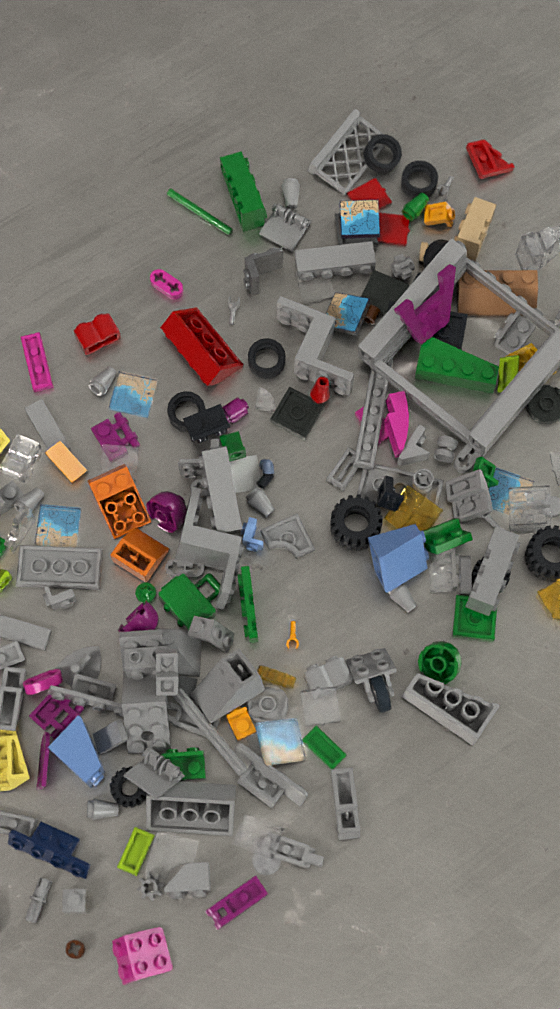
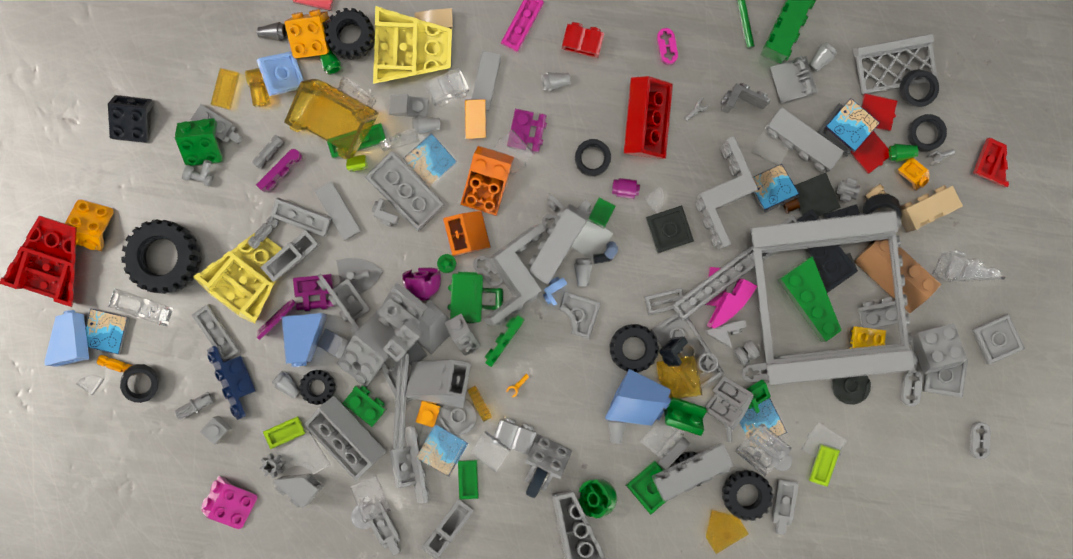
camera: 45 degrees right, 15 degrees up
(42, 681) = (322, 263): dark pink beam -> none
(69, 946) = (195, 457): reddish brown axle -> none
(133, 394) = (568, 109): clear tile -> none
(154, 774) = (337, 397): light grey hinge -> none
(168, 510) = (514, 220): magenta cylinder -> none
(206, 423) = (594, 184): black bracket -> none
(237, 902) = (319, 526): magenta plate -> none
(266, 344) = (688, 155): black tyre -> none
(320, 391) = (698, 231): red cone -> none
(433, 313) = (830, 251): magenta wing -> none
(507, 371) = (845, 339): lime tile -> none

